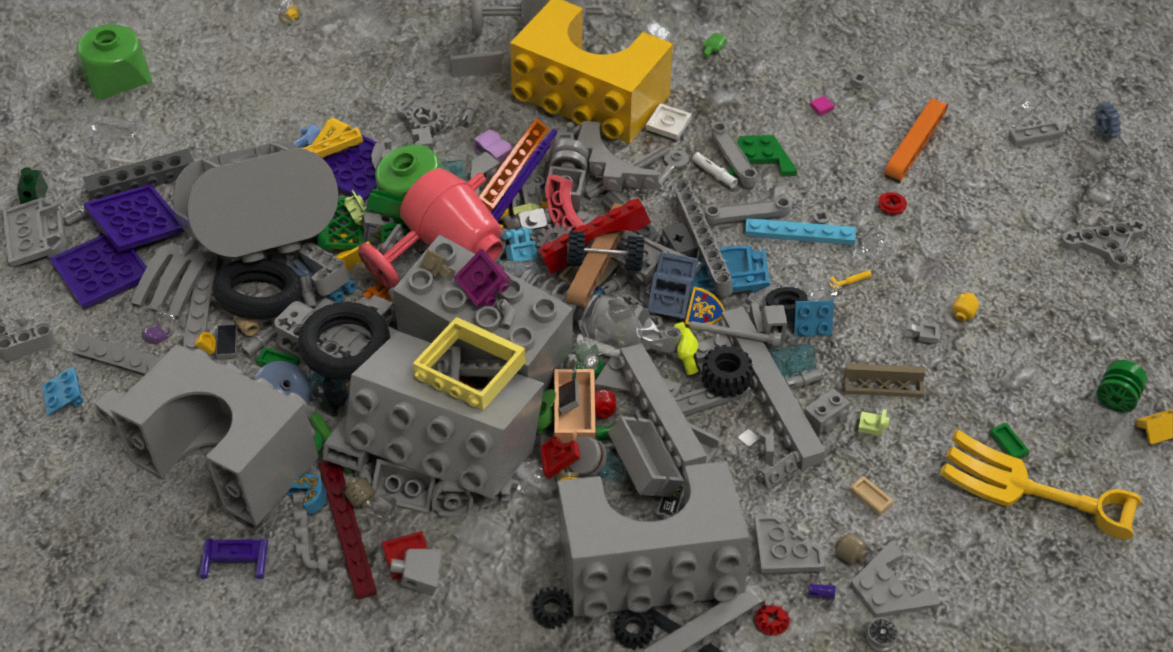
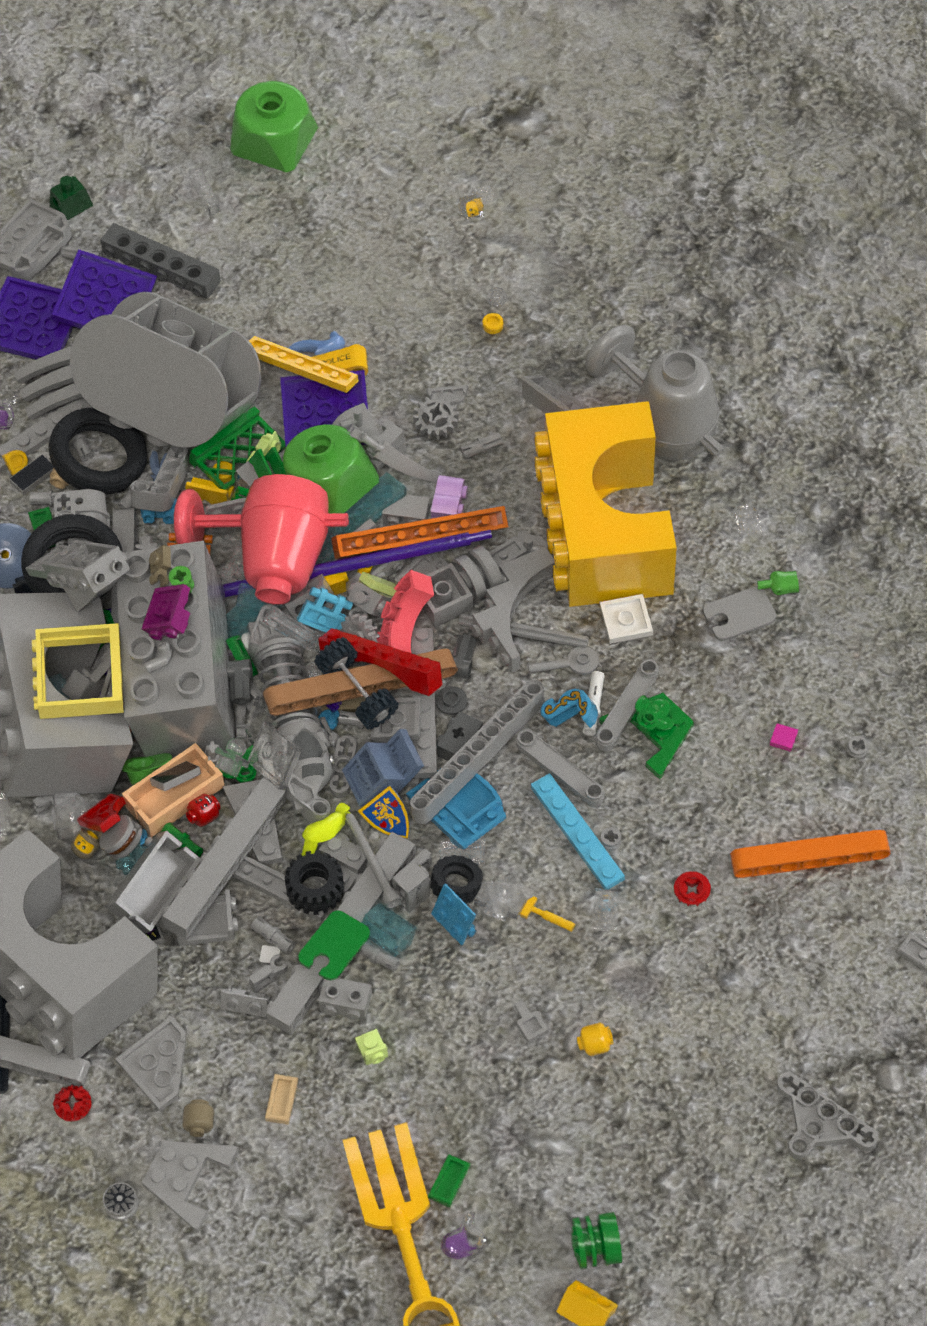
camera: 55 degrees right, 10 degrees up
(384, 58) = (492, 323): none -> yellow tile
(388, 311) = (82, 570): none -> light grey wedge
(440, 146) = (392, 457): none -> light grey sword
(463, 253) = (181, 573): none -> bright green bush
(710, 174) = (569, 705): none -> dark azure animal
(714, 71) = (744, 611): none -> light grey piece
(738, 424) = (273, 935): none -> light grey pin
(755, 145) = (653, 714): none -> green plate
(784, 384) = (337, 939): none -> green piece
(823, 591) = (134, 1125): dark purple pin -> none
(884, 376) = (441, 1021): dark tan fence -> none
(1060, 466) = (456, 1244): none -> clear piece

